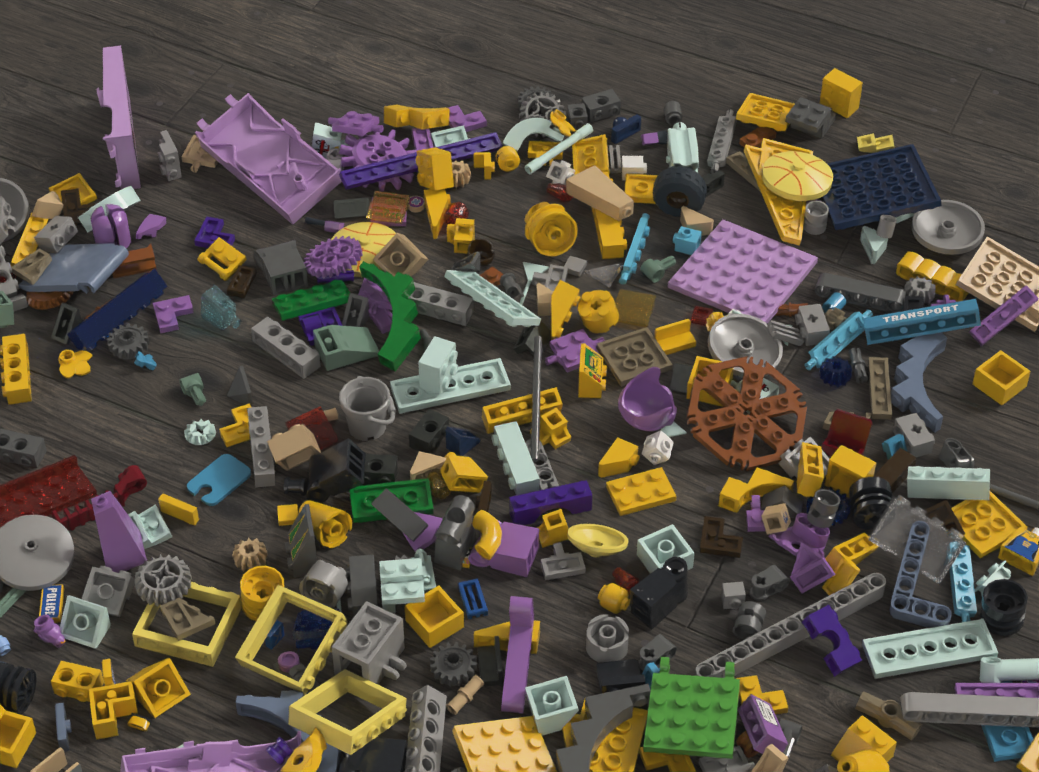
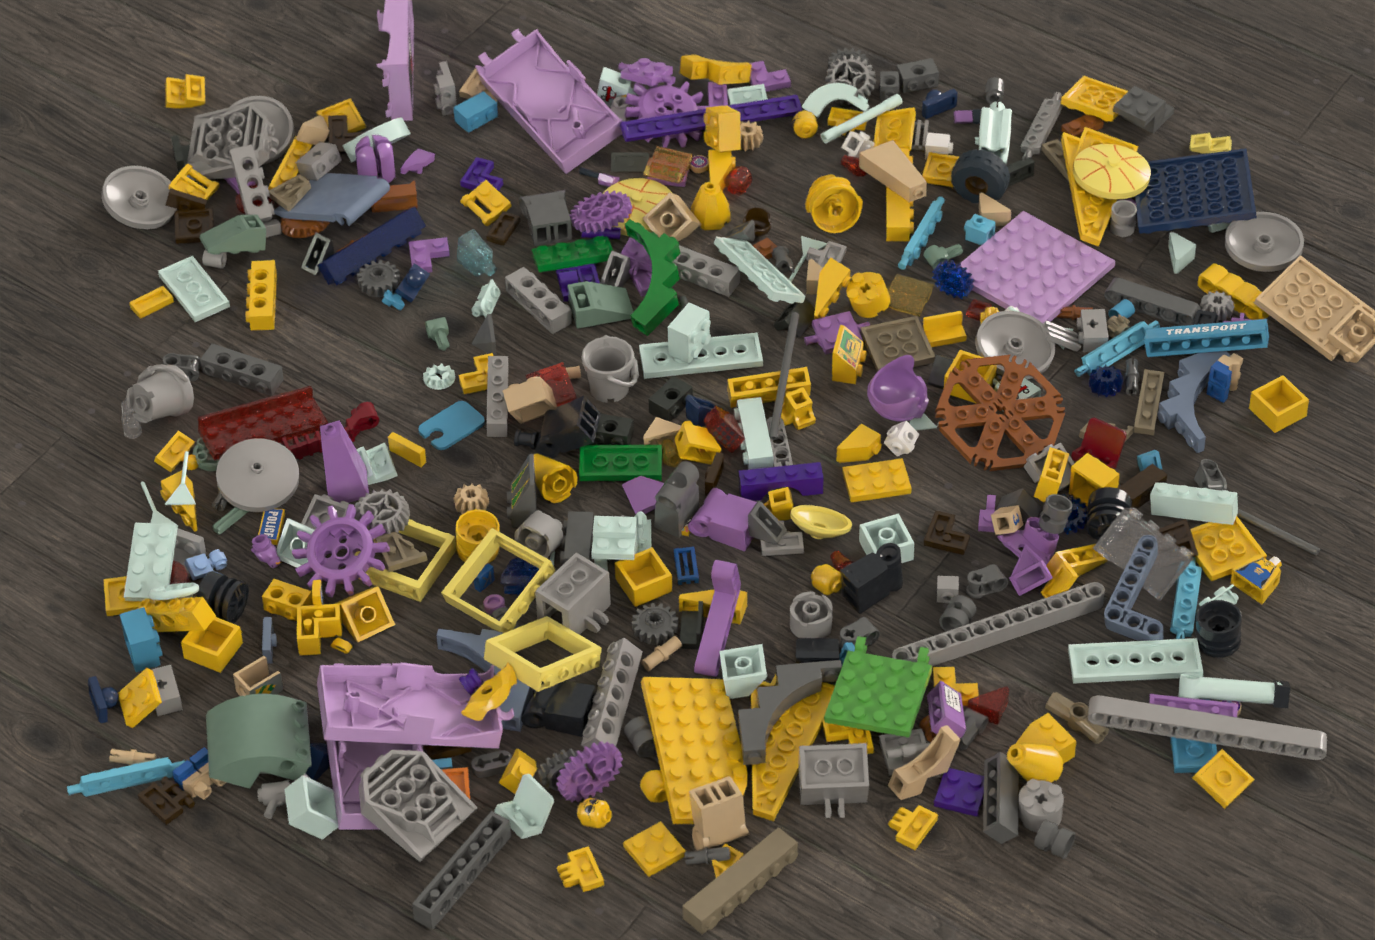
camera: 10 degrees right, 0 degrees up
(74, 363) = (321, 295): yellow plate -> none
(111, 614) = (327, 540): none -> medium lavender gear
(161, 342) = (412, 282): none -> dark blue tile
(199, 174) = (475, 111): none -> dark azure brick
(235, 352) = (487, 299): none -> light aqua hinge
(287, 514) = (513, 464): yellow tile -> none
(399, 514) = (625, 476): dark grey piece -> none
(435, 242) = (711, 207): none -> yellow cone
(461, 234) = (740, 200): yellow brick -> none
(483, 160) = (779, 124): yellow bracket -> none
(487, 456) = (724, 428): none -> clear red slope
(491, 534) = (711, 504): yellow cylinder -> none
(545, 550) = (764, 524): none -> dark grey slope
(558, 120) = (865, 87): yellow plate -> none
(575, 265) = (855, 245): light grey tile -> none
(605, 274) = (885, 257): clear slope -> none
(674, 288) = (953, 279): none -> clear blue gear
(737, 493) = (974, 492): yellow arch -> none
(801, 711) = (991, 704): none -> clear red slope
(825, 623) = (1031, 623): dark purple arch -> none
(841, 93) = (1182, 85): yellow piece -> none
(886, 226) = (1194, 234): light grey beam -> none
(916, 436) = (1172, 453): light grey brick -> none
(945, 357) = (1224, 376): none -> blue hips
(1004, 315) = (1298, 340): medium lavender plate -> none

